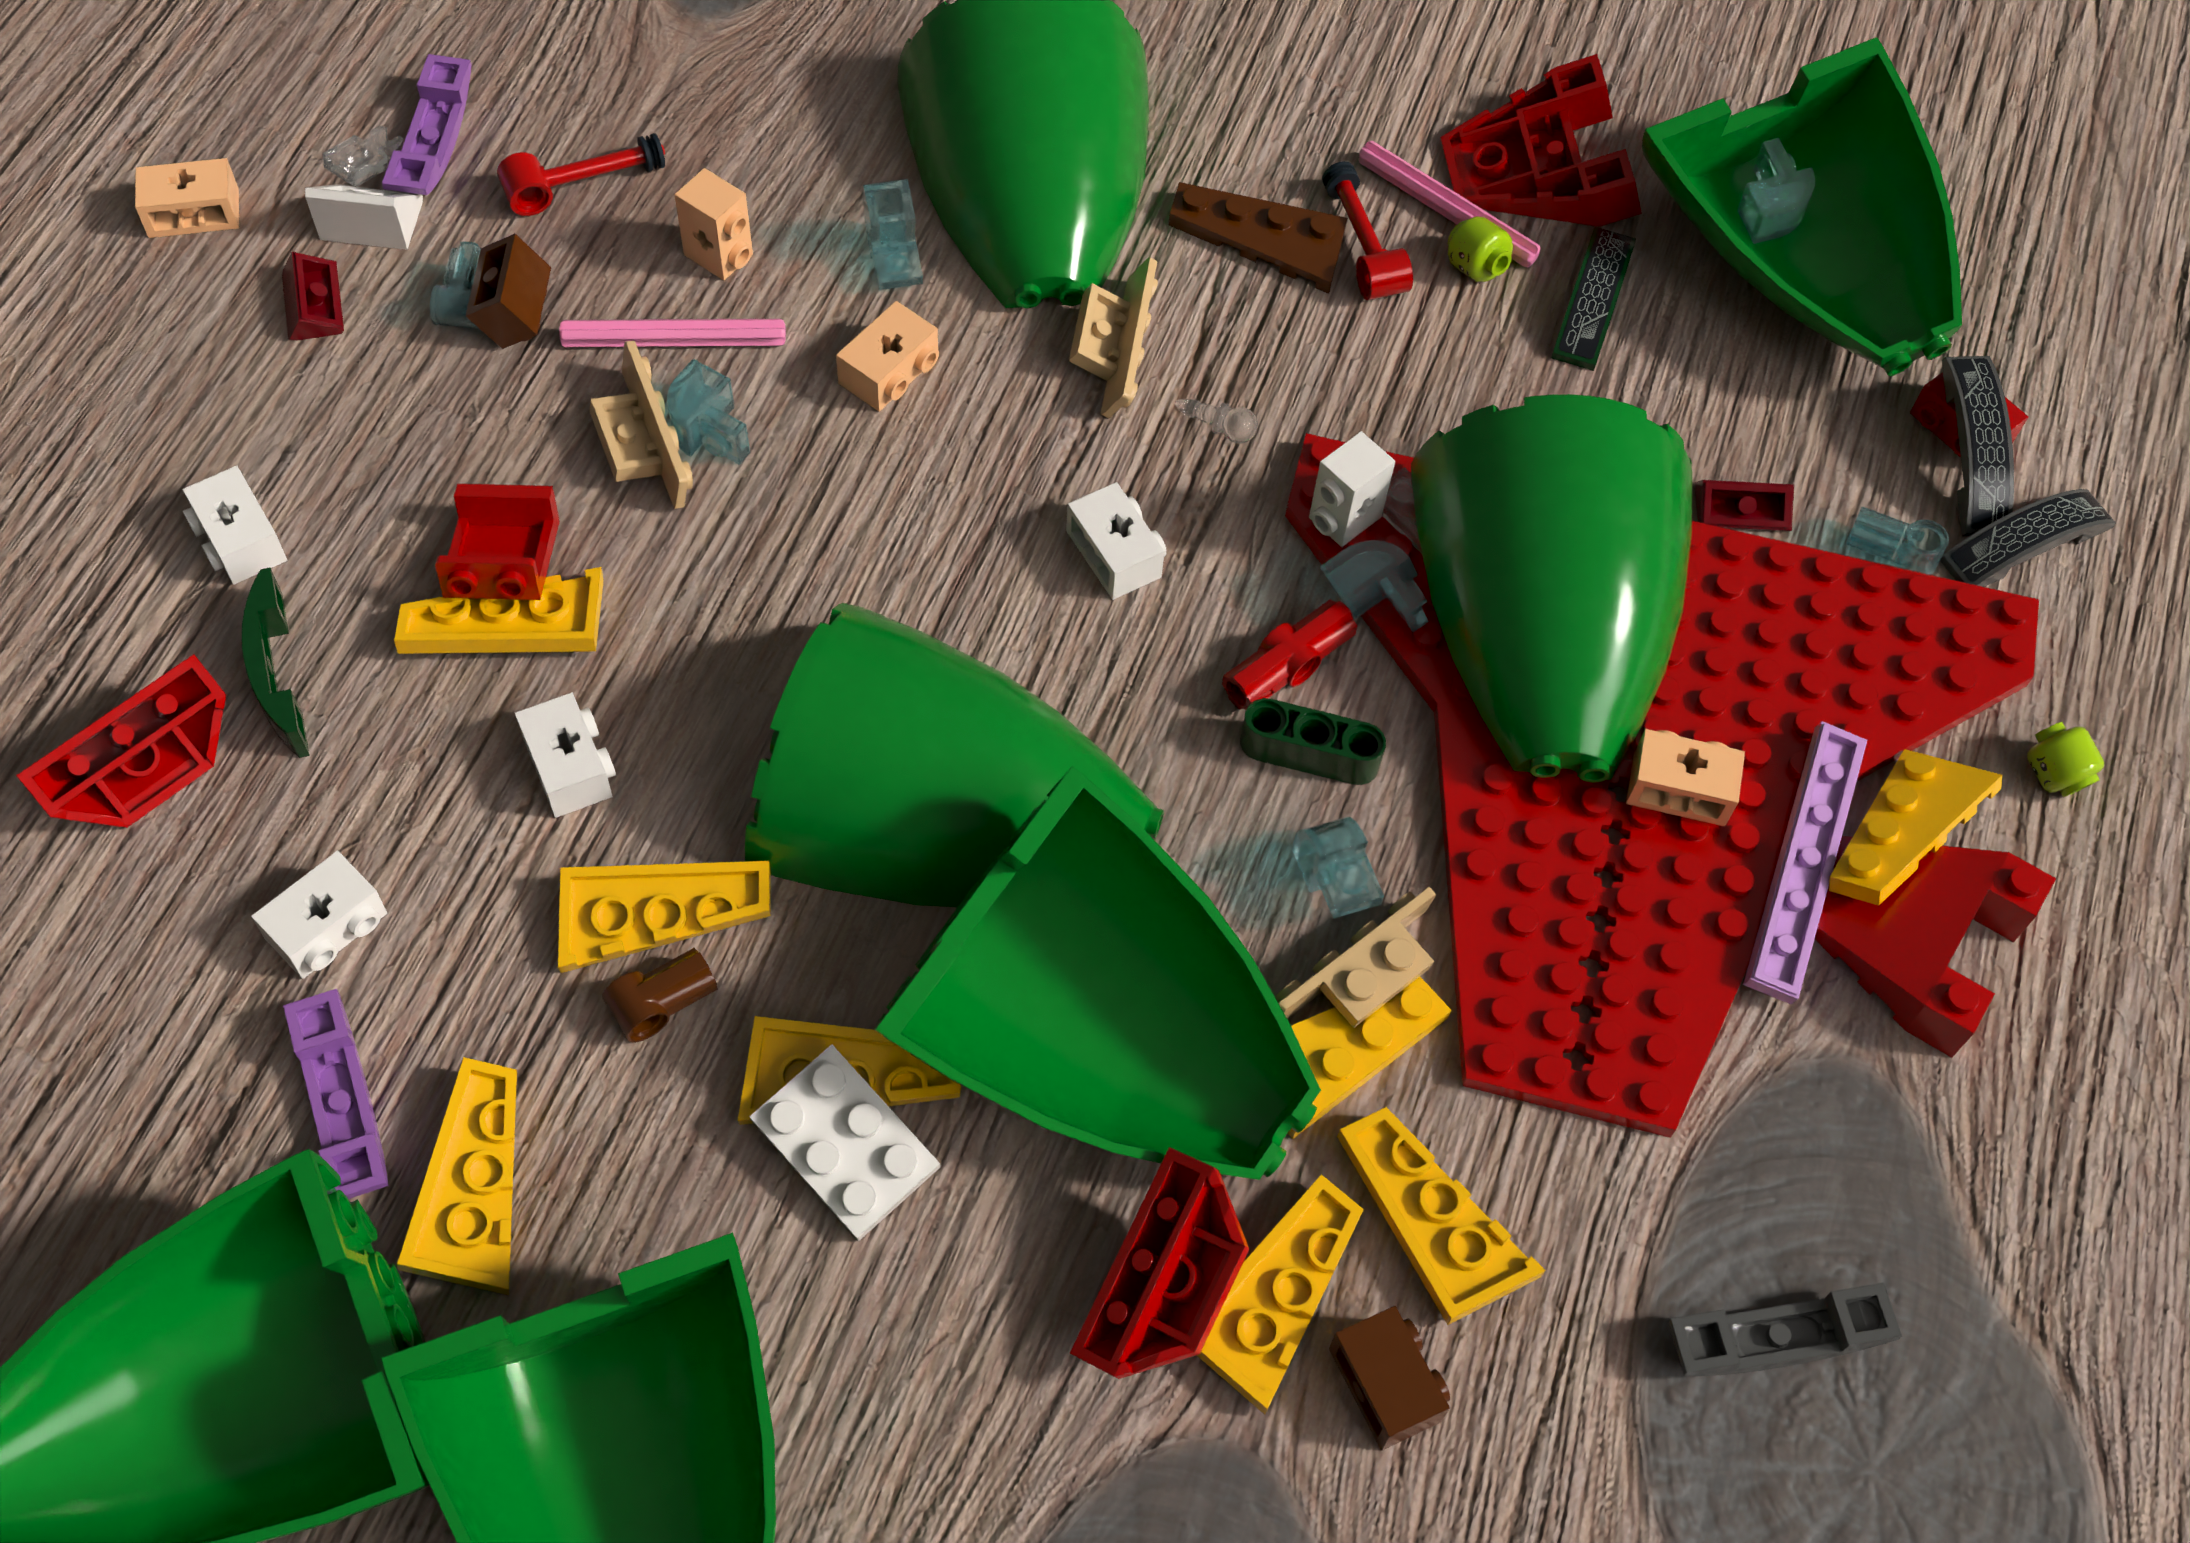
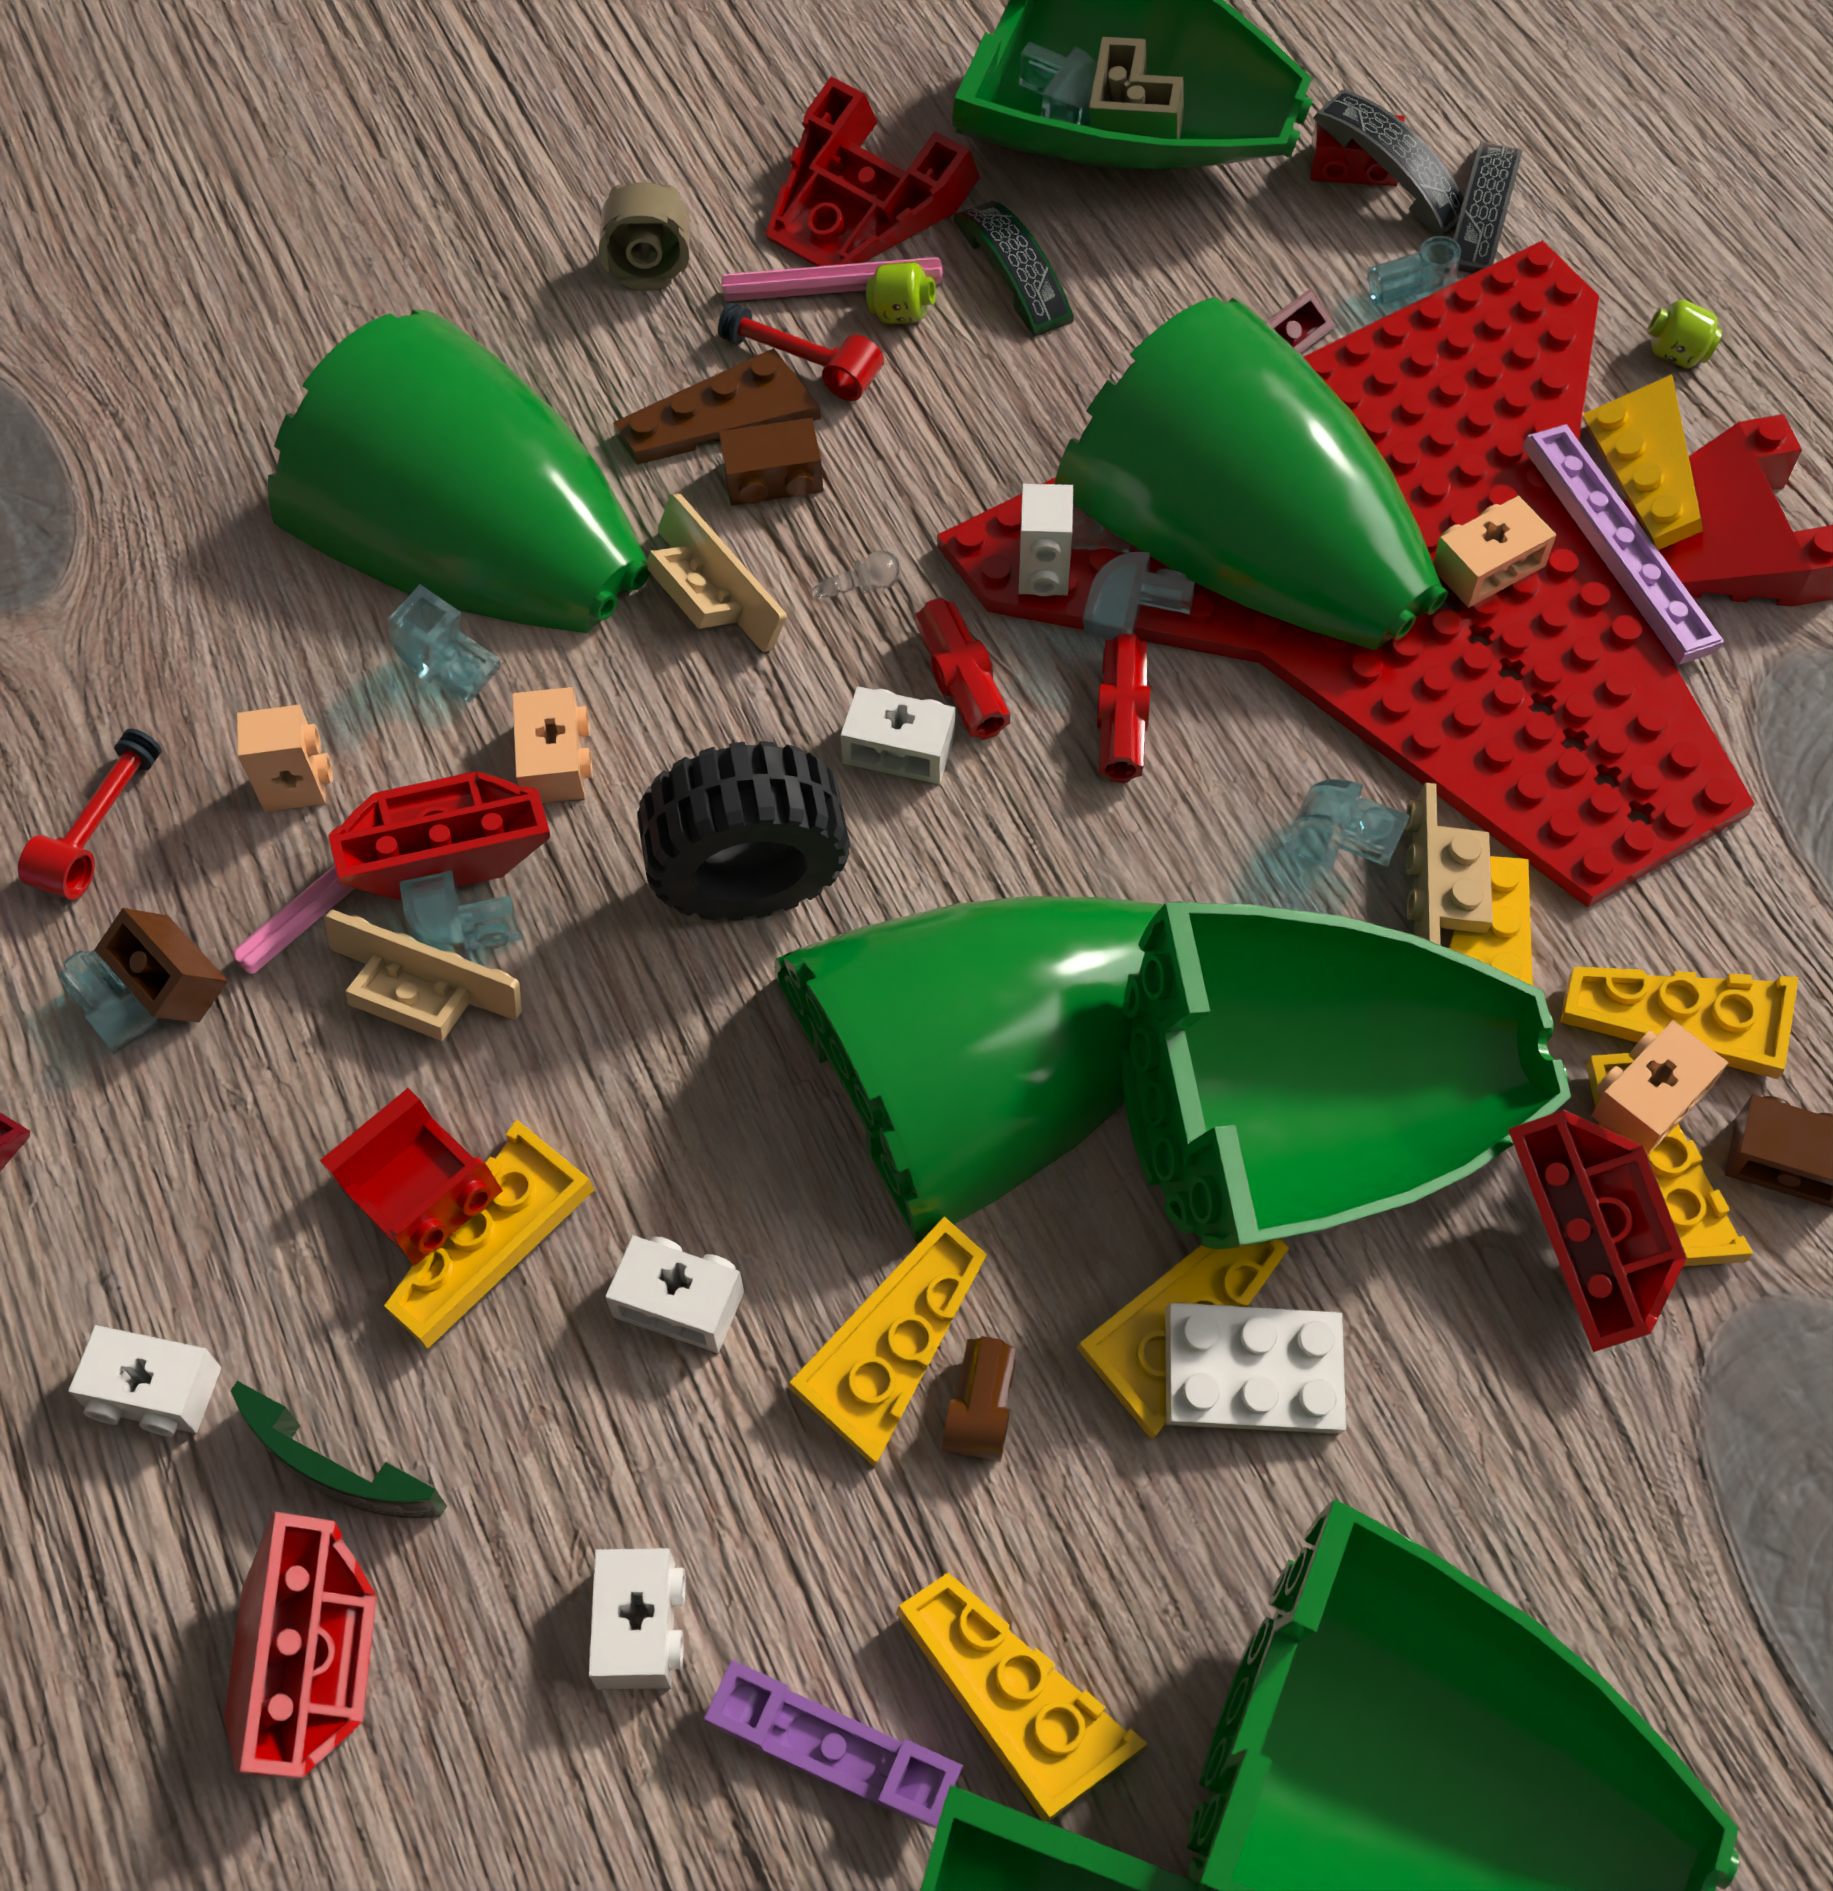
camera: 40 degrees left, 0 degrees up
(765, 353) = (452, 824): none -> red wedge
(913, 502) = (743, 831): none -> black tyre
(1211, 535) = (962, 669): none -> red piece
(1250, 291) = (771, 461): none -> reddish brown brick
(1304, 1249) = (1679, 1069): none -> light nougat brick
(1335, 733) = (1226, 737): dark green beam -> none
(1342, 69) = (644, 235): none -> dark tan brick
(1812, 236) = (1128, 98): none -> dark tan brick

